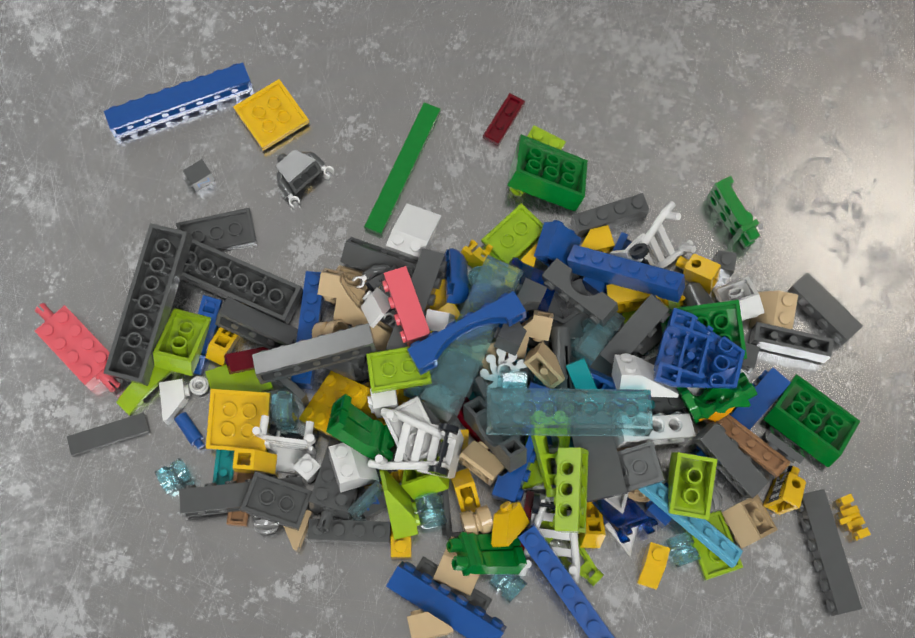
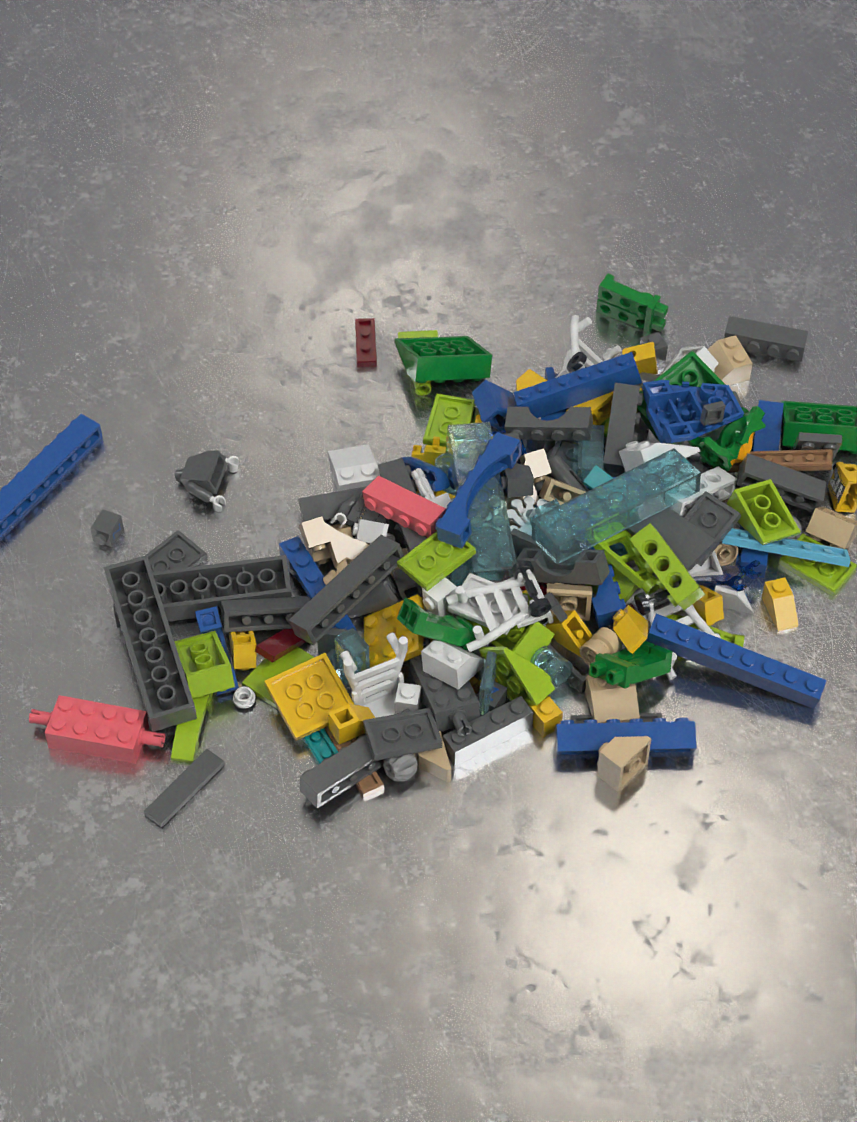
camera: 30 degrees left, 20 degrees down
(172, 476) = (281, 780): clear light blue wheel -> none
(173, 398) = (227, 719): white slope -> none
(189, 430) = (265, 738): blue cylinder -> none
(271, 114) = (139, 445): yellow plate -> none
(402, 169) = (302, 427): green tile -> none
(441, 292) = (422, 484): none -> white axle
(458, 471) = (556, 607): none -> dark grey tile
(508, 585) = (666, 689): clear light blue wheel -> none
(611, 214) = (531, 355): dark grey brick -> none
(683, 549) = (799, 579): clear light blue wheel -> none
(705, 377) = (712, 413): none -> dark grey tile
(791, 342) = (762, 373): dark grey brick -> none

